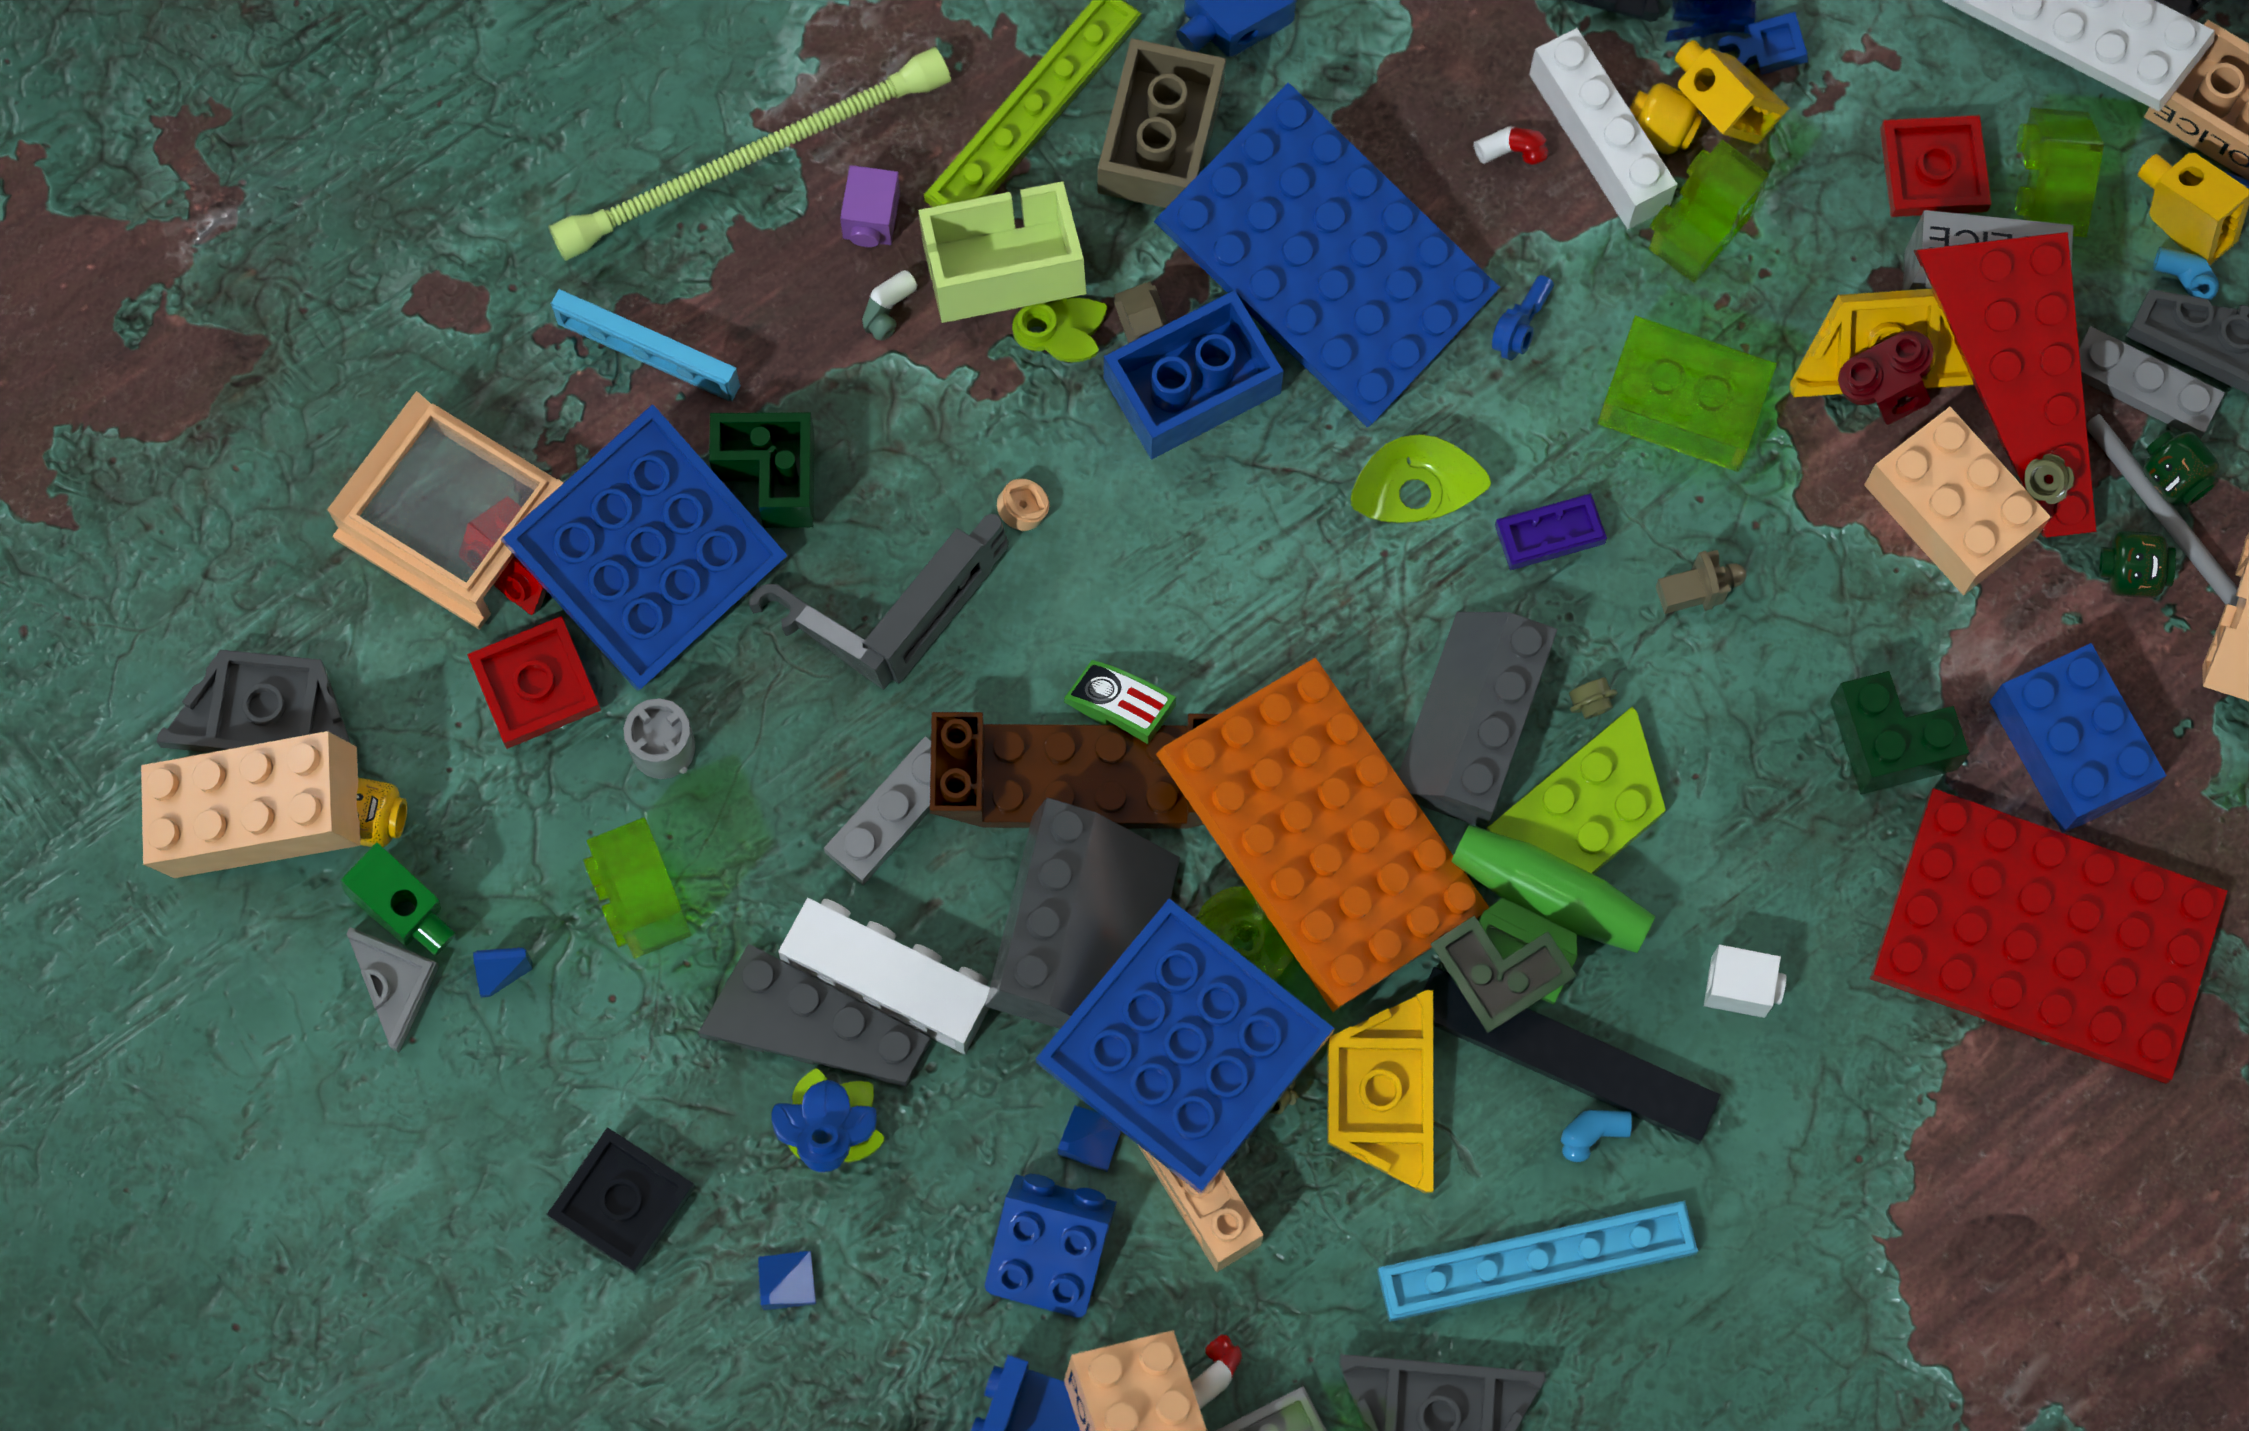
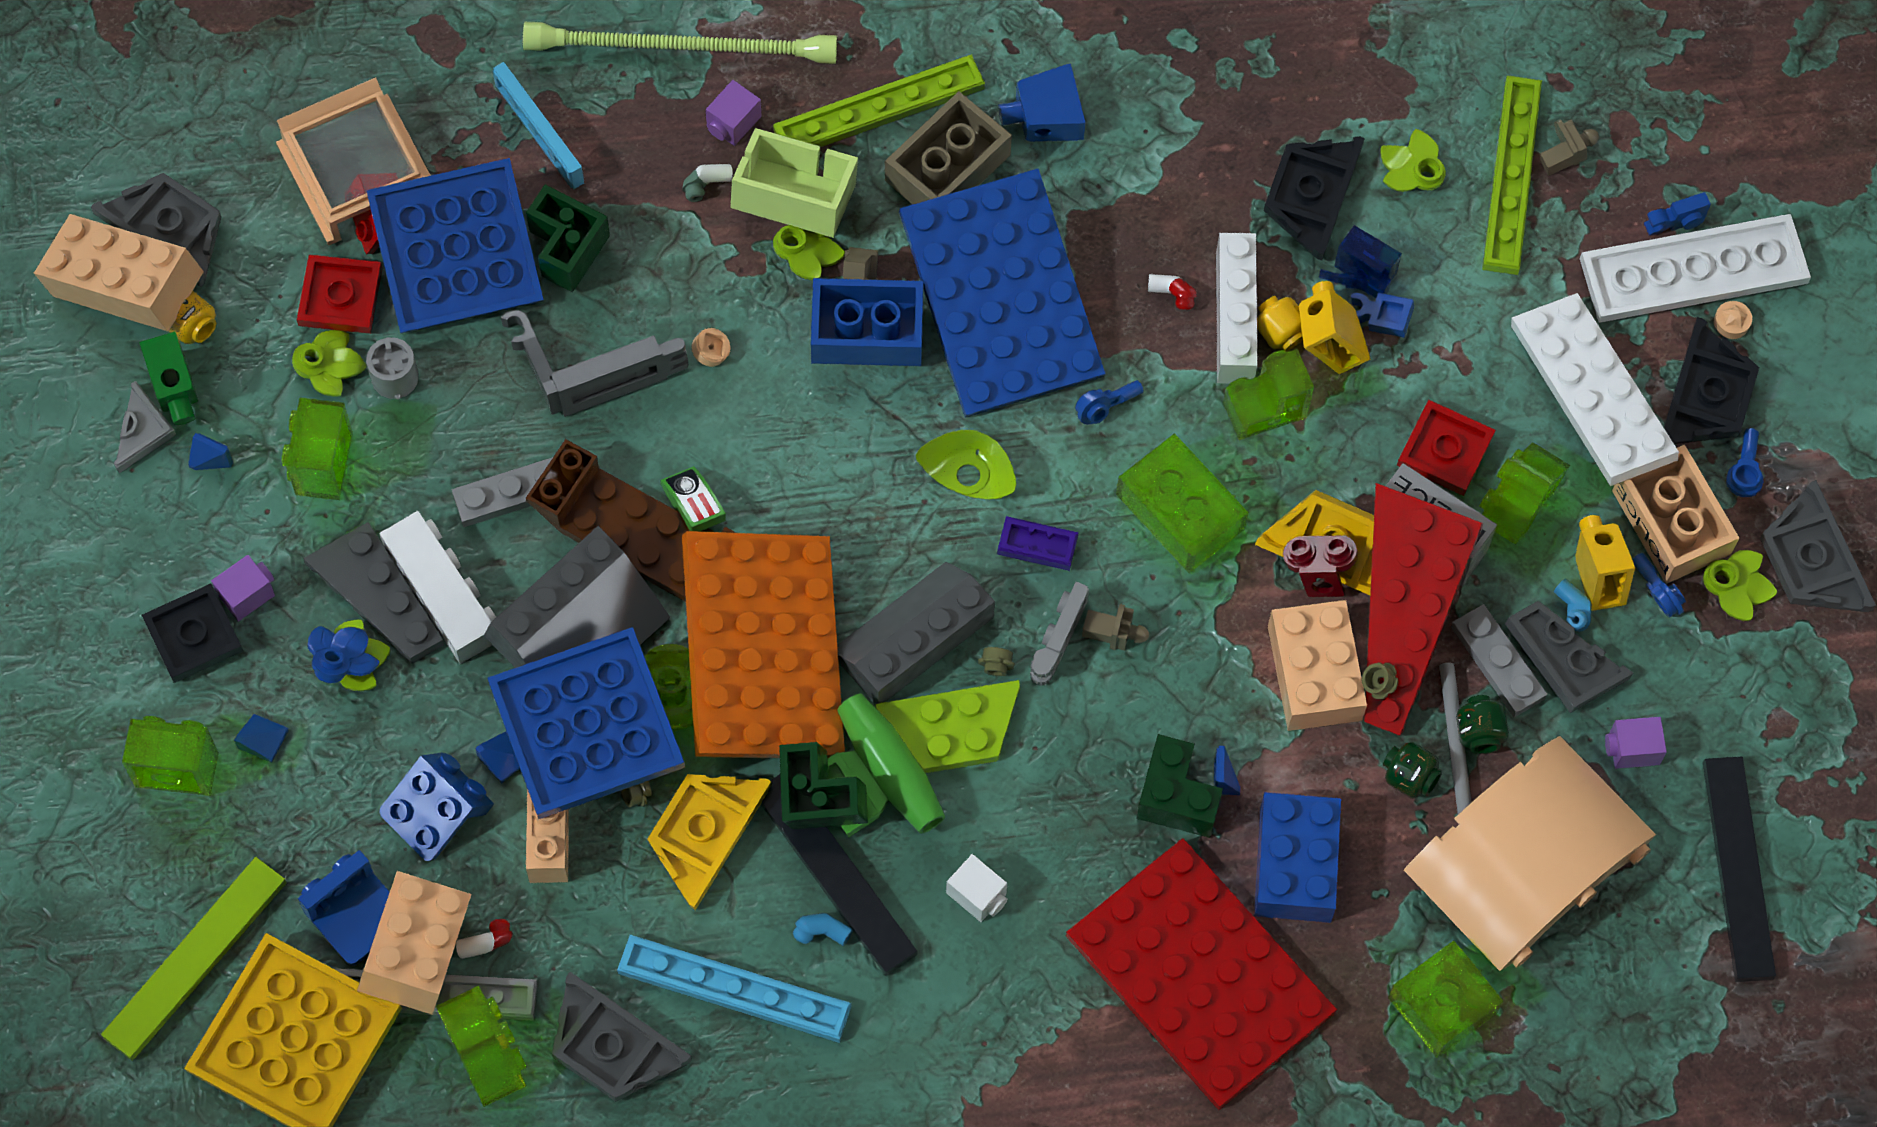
camera: 30 degrees right, 5 degrees down
(579, 770) = (332, 363): none -> lime plate
(650, 1108) = (244, 587): none -> medium lavender brick
(699, 1369) = (170, 756): none -> clear neon green brick
(1645, 627) = (1058, 636): none -> light grey hinge
(1929, 686) = (1224, 773): none -> blue slope

